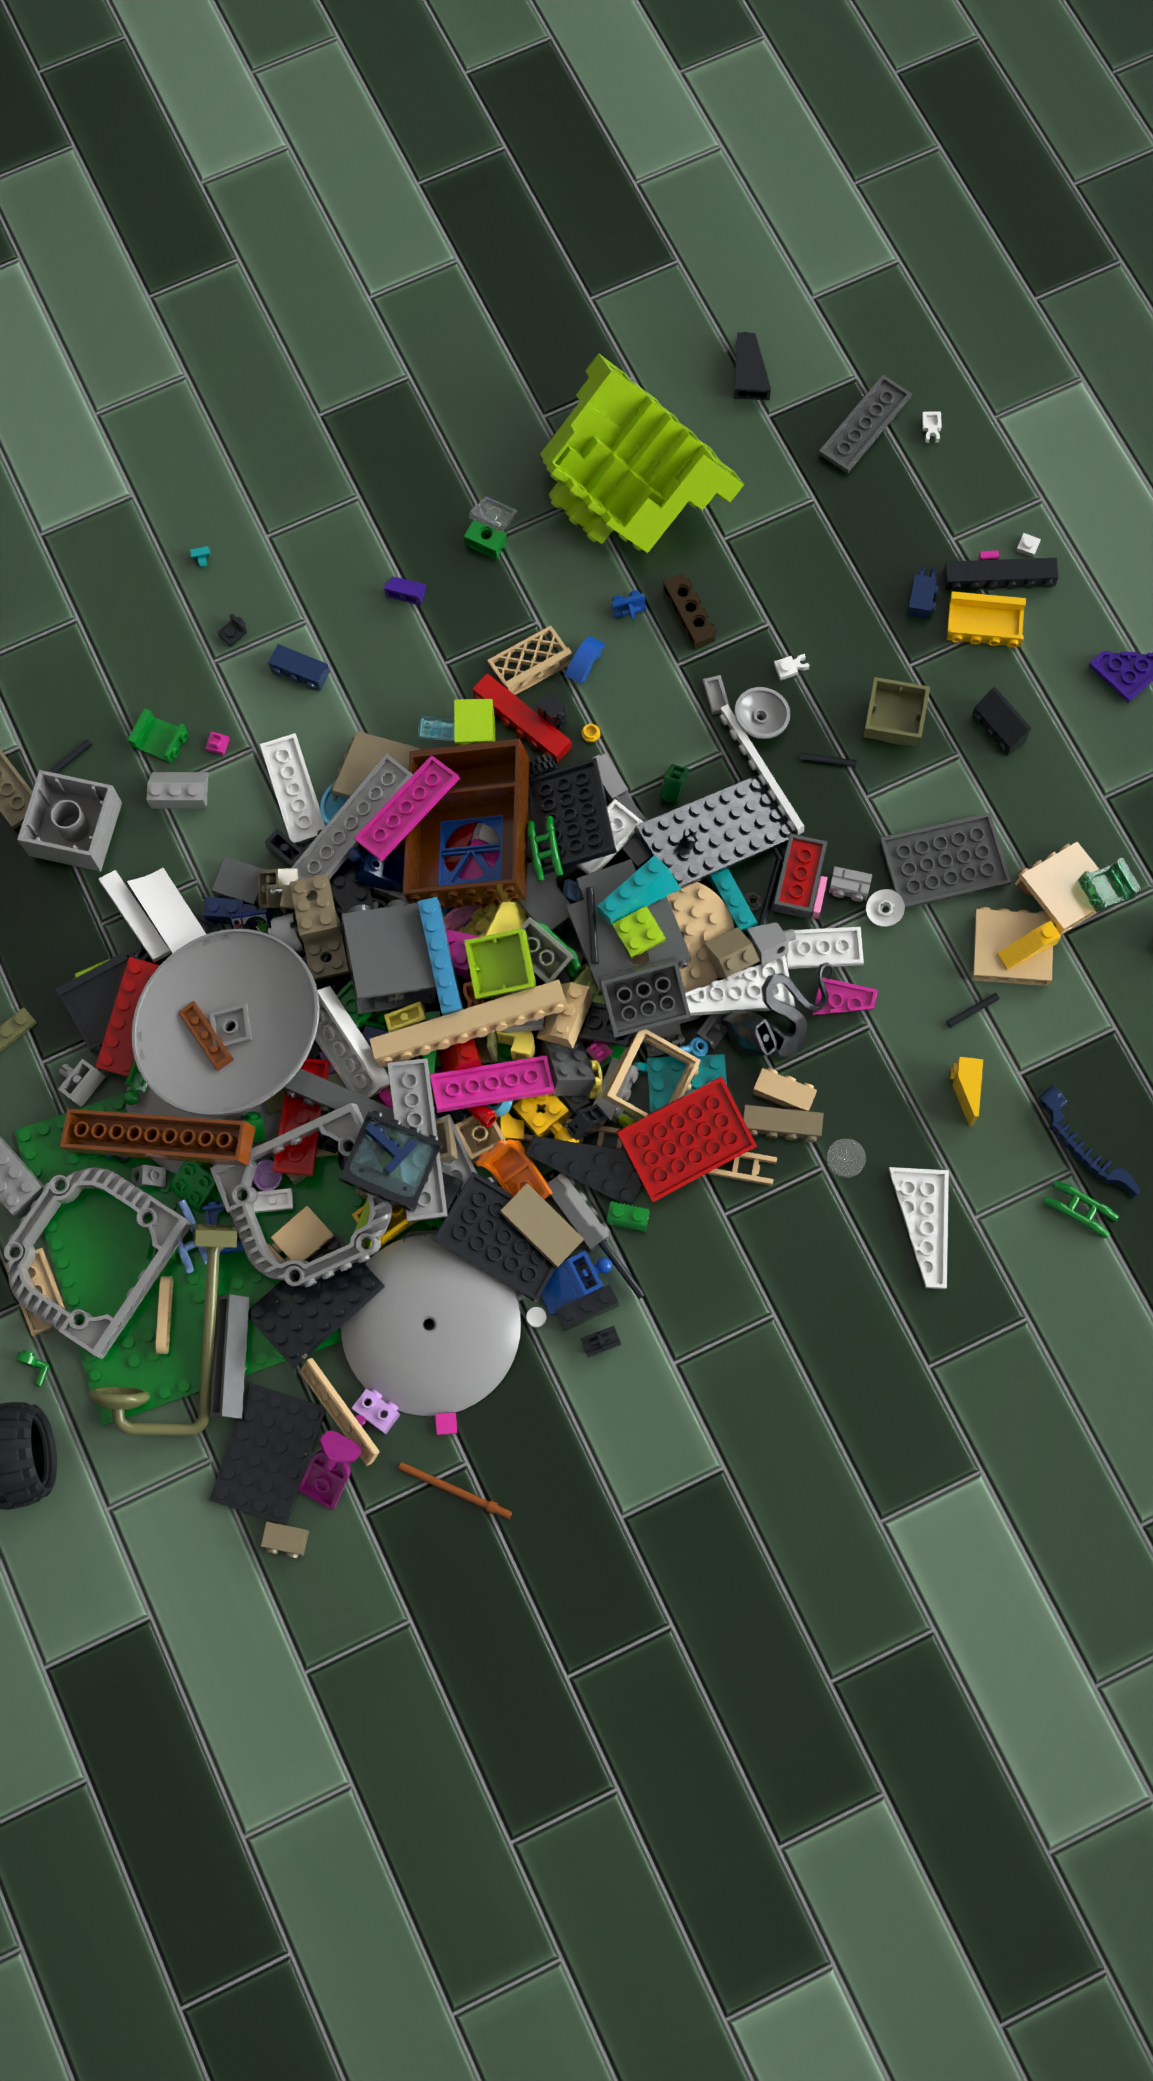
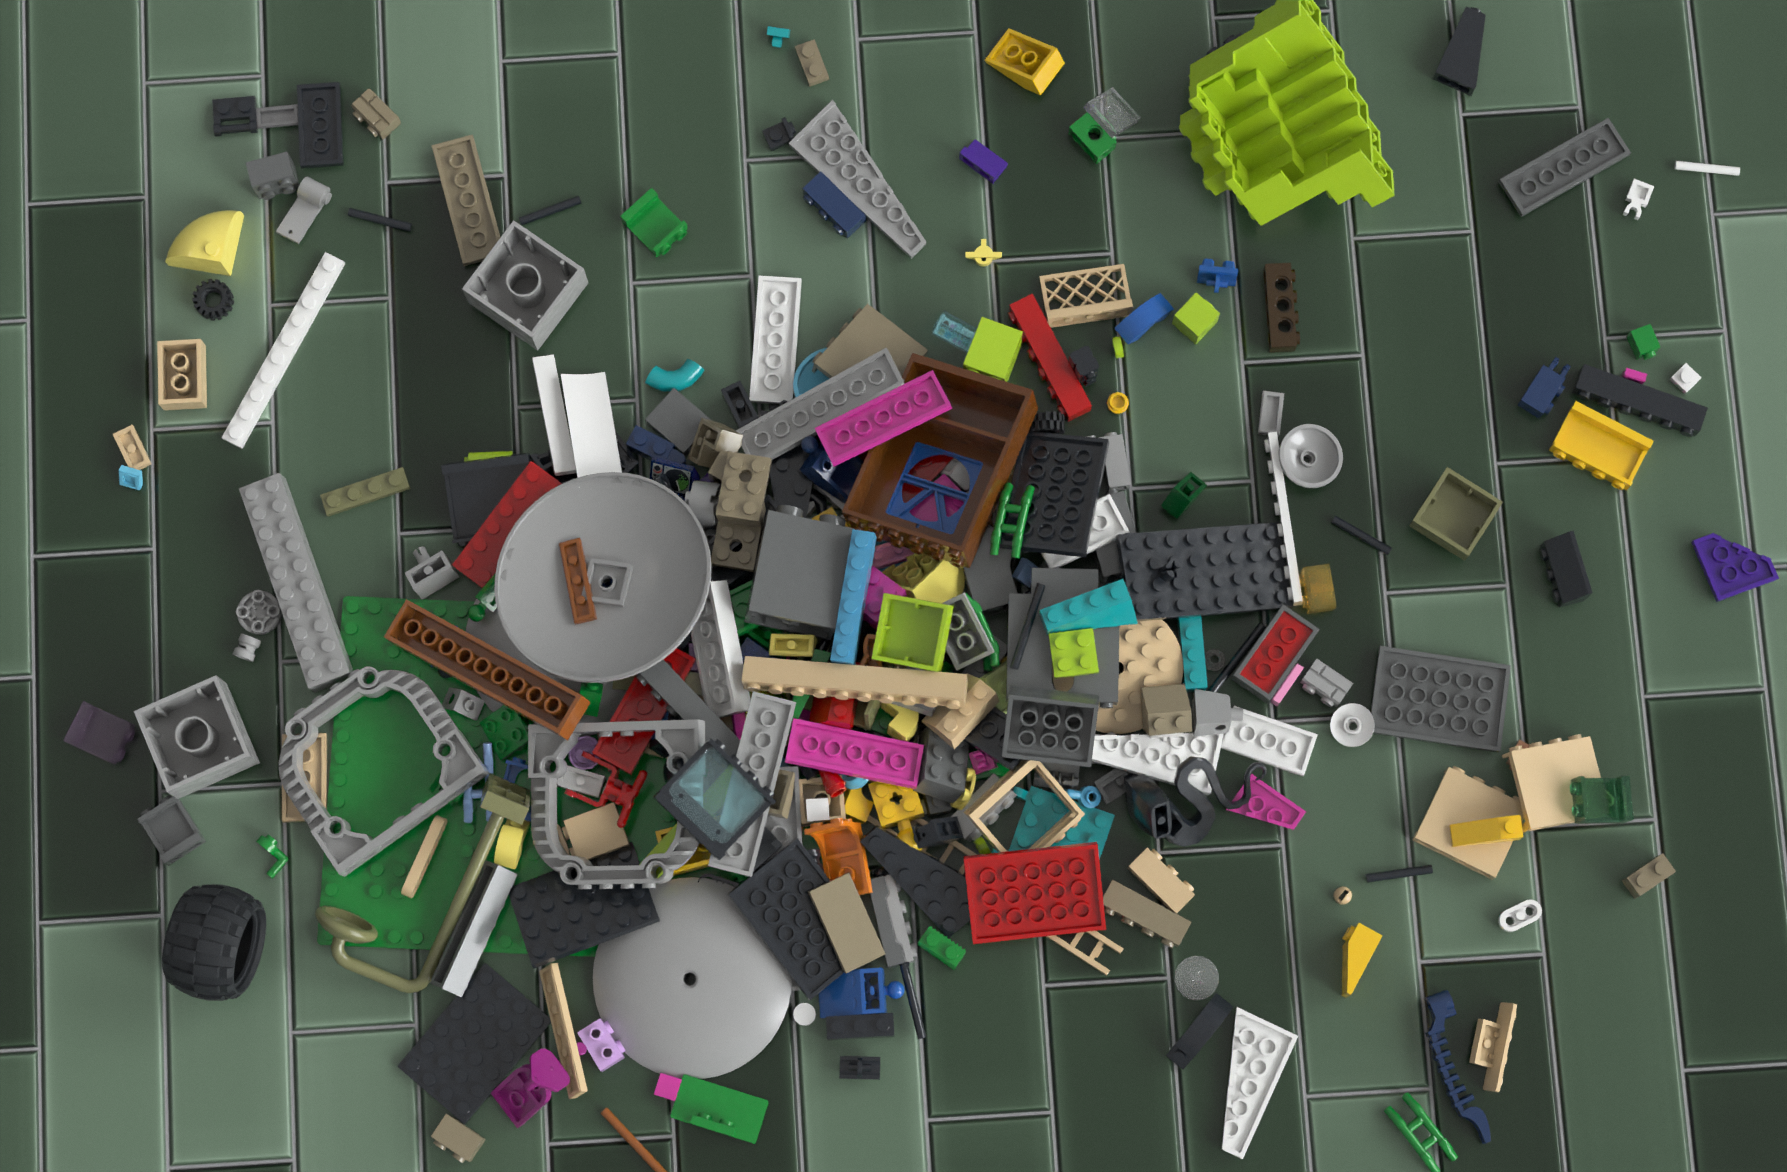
camera: 20 degrees right, 5 degrees up
(177, 790) = (653, 291): light grey slope -> none
(217, 743) = (714, 255): dark pink tile -> none
(229, 847) = (678, 379): none -> teal cylinder
(233, 1273) = (510, 843): none -> light yellow brick
(237, 567) = (811, 63): none -> dark tan plate
(283, 624) = (835, 150): none -> light grey wing
(304, 1194) = (615, 790): none -> red piece
(390, 1146) = (720, 784): dark blue bracket -> none
(408, 501) = (1025, 61): none -> yellow slope
(433, 658) = (983, 252): none -> light yellow piece
(480, 1142) = (817, 810): none -> white tile
(497, 1424) = (719, 1109): none -> green bracket
(573, 690) = (1118, 349): none -> lime tile
(625, 643) = (1196, 318): none -> lime head
(788, 667) = (1360, 413): white plate -> none
(812, 812) = (1317, 588): none -> clear yellow brick
(867, 1199) = (1199, 1031): none -> black arch
(931, 1043) = (1339, 891): none -> tan hinge
(975, 384) = (1709, 168): none -> white bar
(984, 529) = (1643, 342): none -> green brick
(1082, 1005) = (1519, 915): none -> white plate
(1107, 1114) = (1492, 1045): none -> tan bracket

